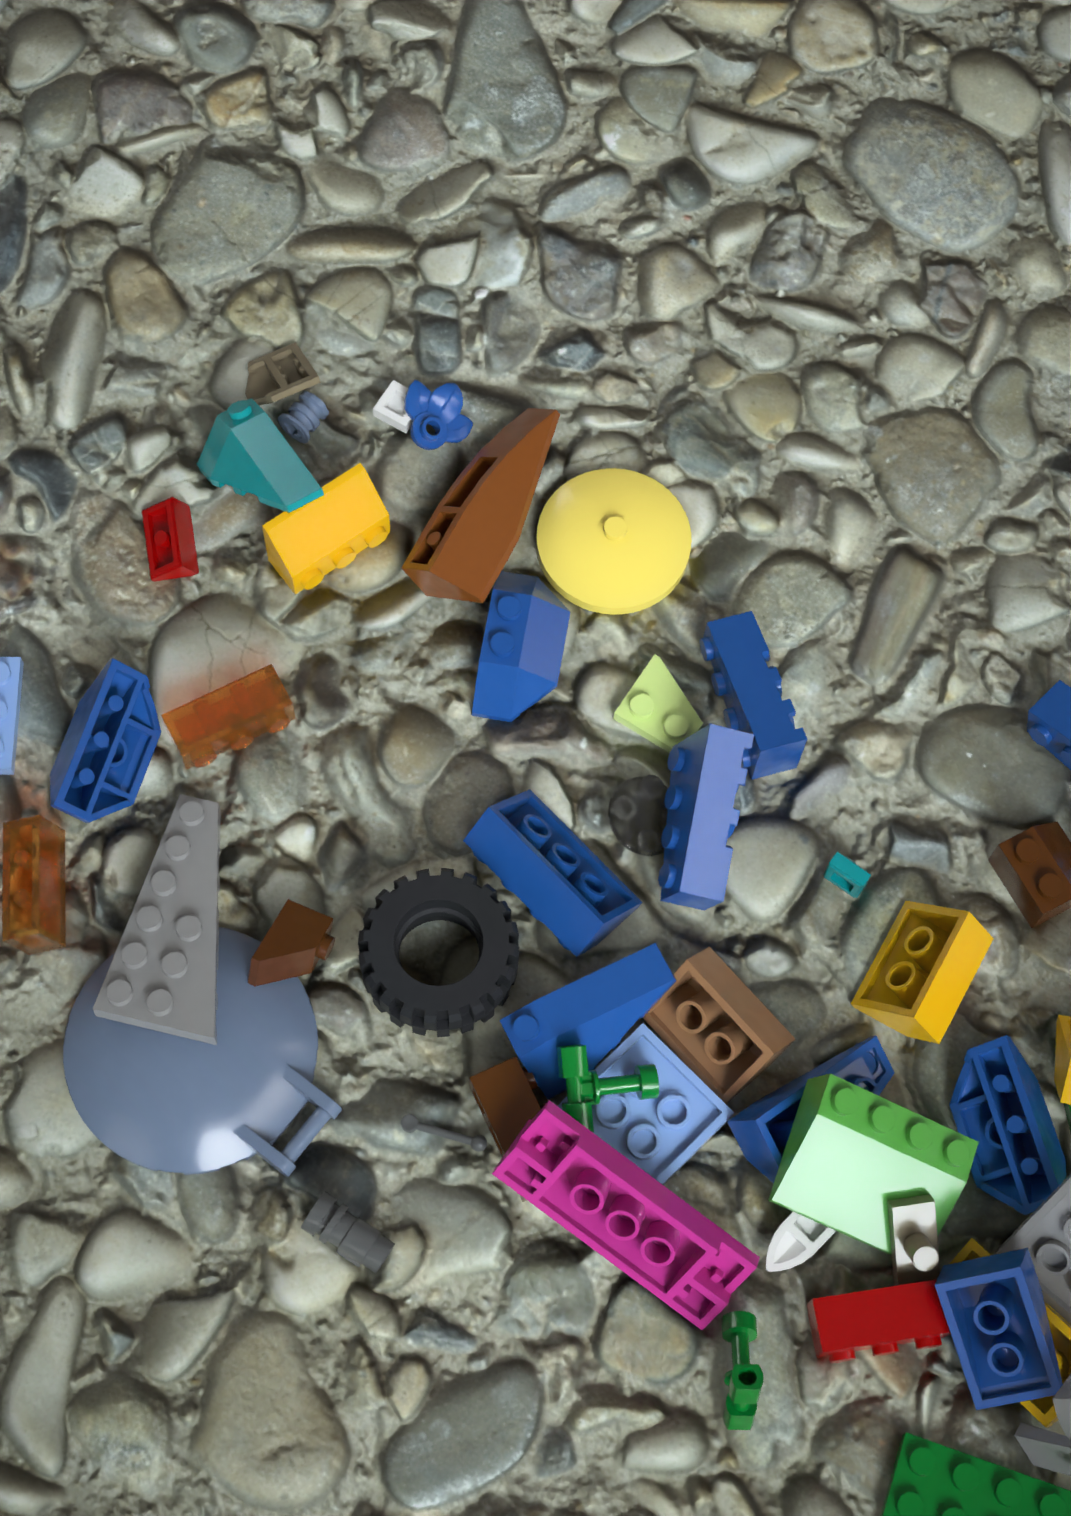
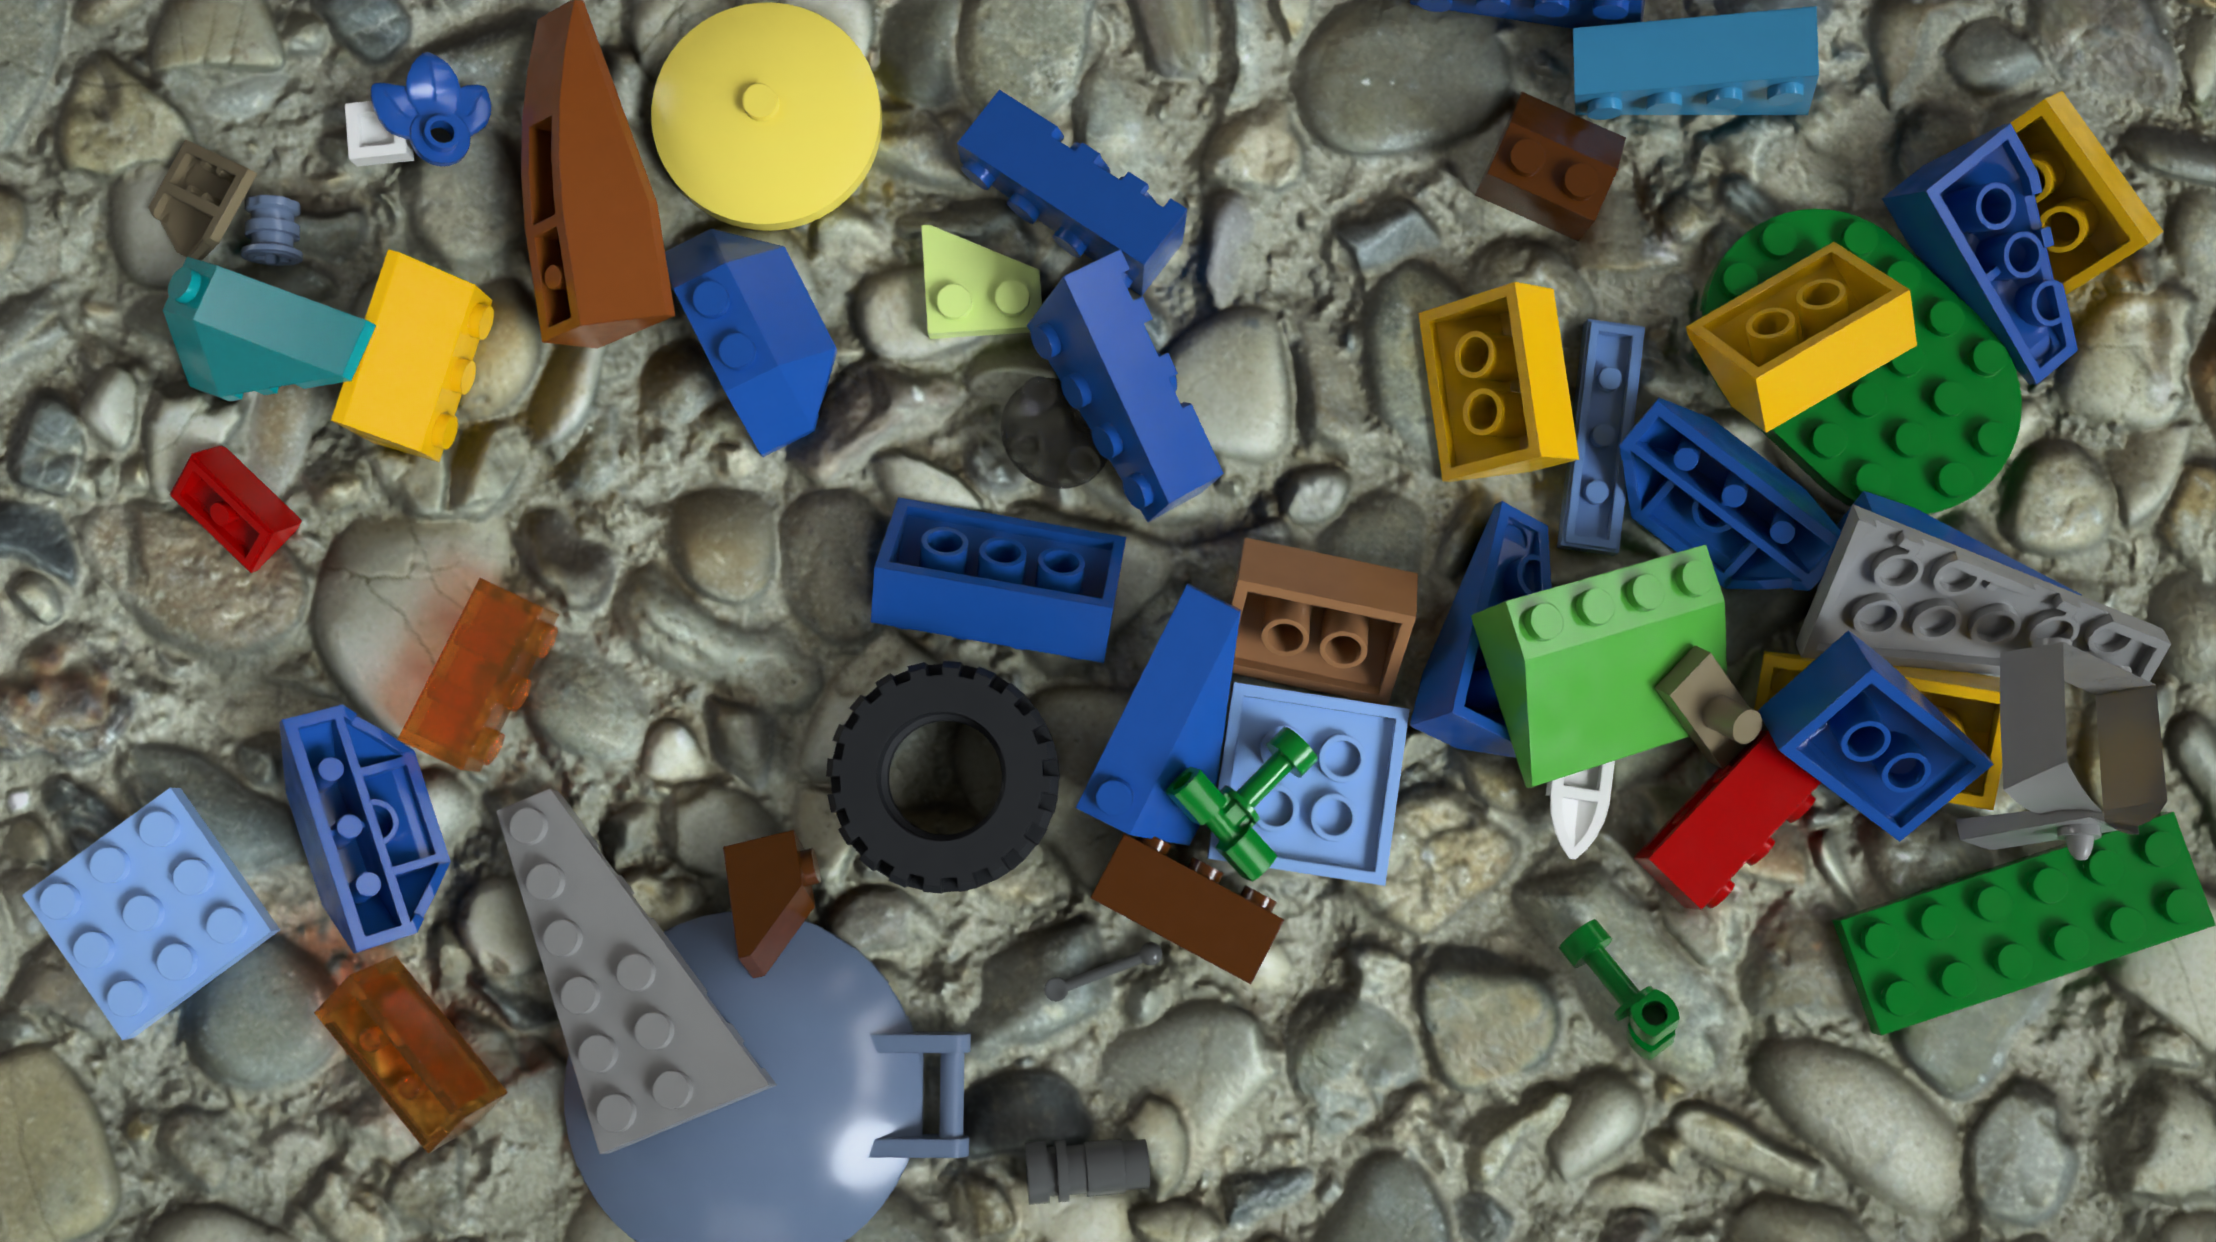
camera: 35 degrees left, 15 degrees up
(625, 1215) = (1377, 924): dark pink slope -> none
(846, 875) = (1335, 333): teal tile -> none
(940, 1068) = (1602, 418): none -> medium blue tile

